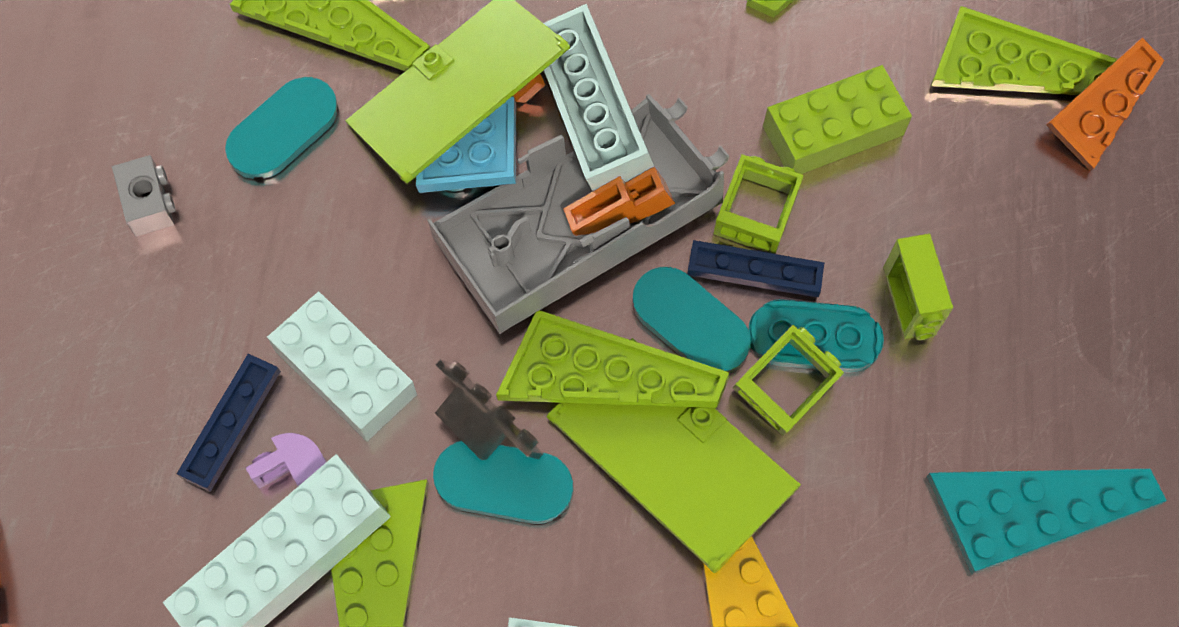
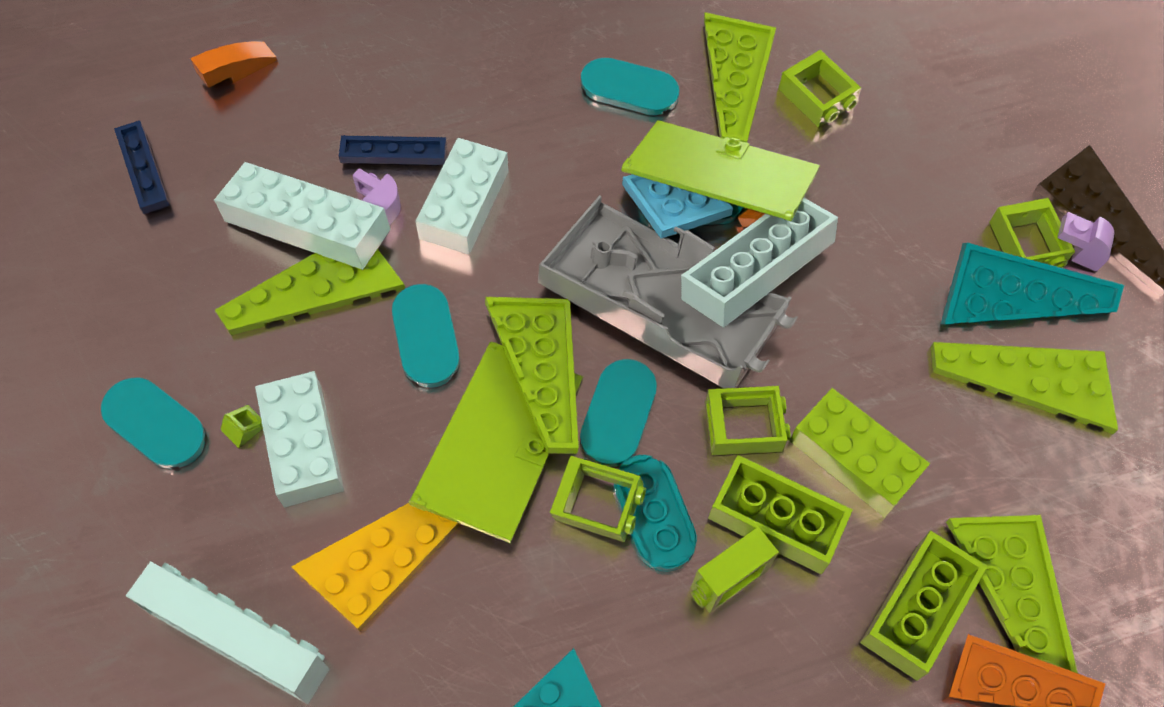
camera: 65 degrees right, 5 degrees down
(133, 181) = (531, 31): light grey brick -> none
(478, 419) = (464, 296): clear smoke bracket -> none
(616, 200) = (684, 314): orange slope -> none
(756, 268) = (688, 442): dark blue plate -> none
(870, 219) = (792, 517): none -> lime brick
(1010, 143) = (924, 605): none -> lime brick

